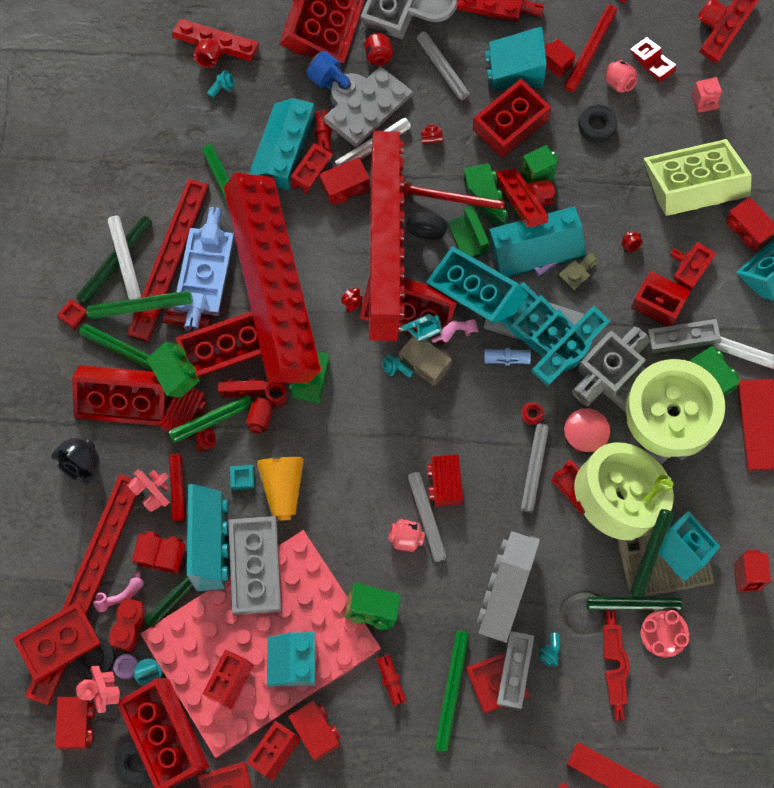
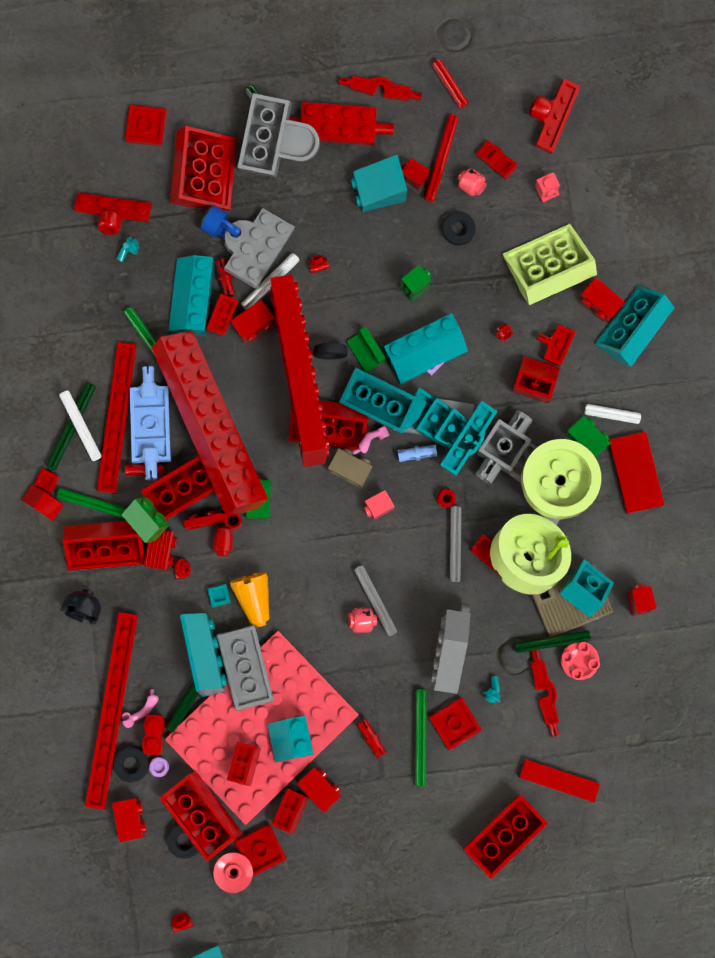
camera: 15 degrees left, 10 degrees up
(56, 641) = (101, 759): red plate -> none
(62, 337) = (42, 502): none -> red slope
(99, 689) = (141, 791): coral hips -> none
(139, 304) = (103, 465): green axle -> none
(147, 671) = (178, 769): teal piece -> none
(155, 498) = (152, 628): coral hips -> none
(159, 553) = (166, 671): red brick -> none
(177, 488) = (167, 613): red axle -> none
(210, 418) = (184, 552): green axle -> none
(351, 299) = (279, 426): red plate -> none
(372, 606) = (346, 683): green brick -> none
(378, 49) = (258, 192): red head -> none
(391, 365) = (322, 478): teal plate -> none
(409, 190) = (346, 321): red bar -> none
(426, 327) = (347, 445): teal piece -> none
(443, 66) = (316, 197): light grey axle -> none
(446, 480) = (385, 568): red brick -> none
(451, 406) = (378, 505): none -> coral brick
(481, 183) = (370, 308): green slope -> none
(511, 118) = (384, 239): red brick -> none
(515, 670) = (468, 713): light grey plate -> none
(527, 198) = (409, 311): red plate -> none
(577, 274) = (461, 370): olive plate -> none
(587, 430) = (492, 504): coral dish -> none
(651, 553) = (560, 601): dark green axle -> none
(684, 336) = (559, 409): light grey plate -> none

